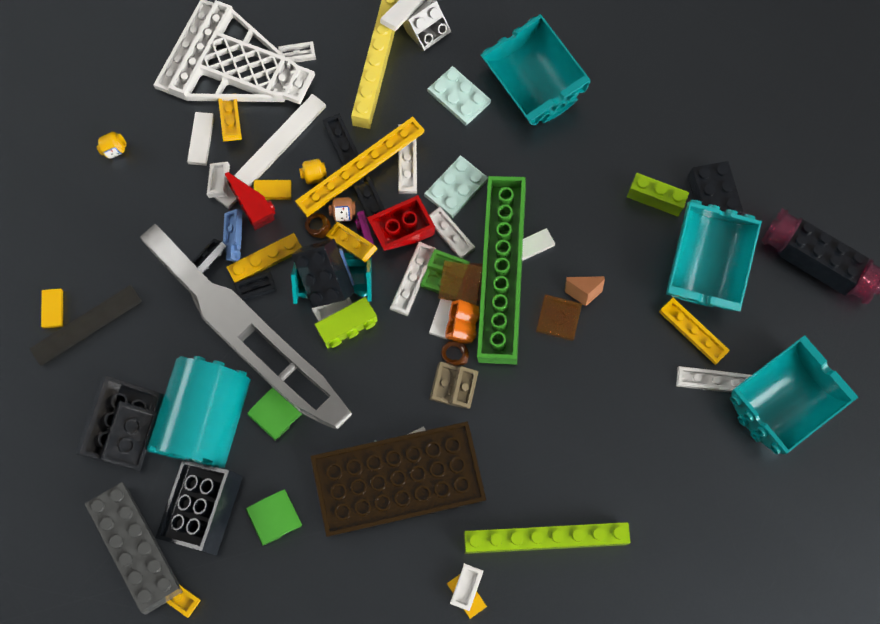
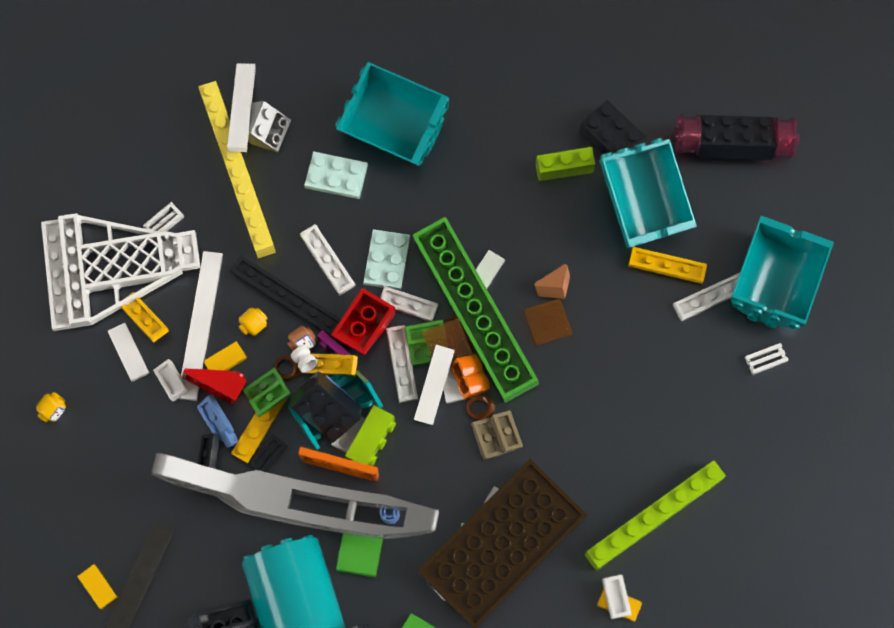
camera: 30 degrees left, 0 degrees up
(286, 234) = (267, 392): none -> bright green slope
(304, 327) = (339, 464): none -> orange tile
(319, 398) = (389, 516): none -> medium blue wheel
(333, 224) = (305, 361): none -> white wheel
(359, 166) = (292, 293): yellow plate -> none
(427, 310) = (434, 384): none -> white tile
(749, 466) = (781, 353): none -> white tile

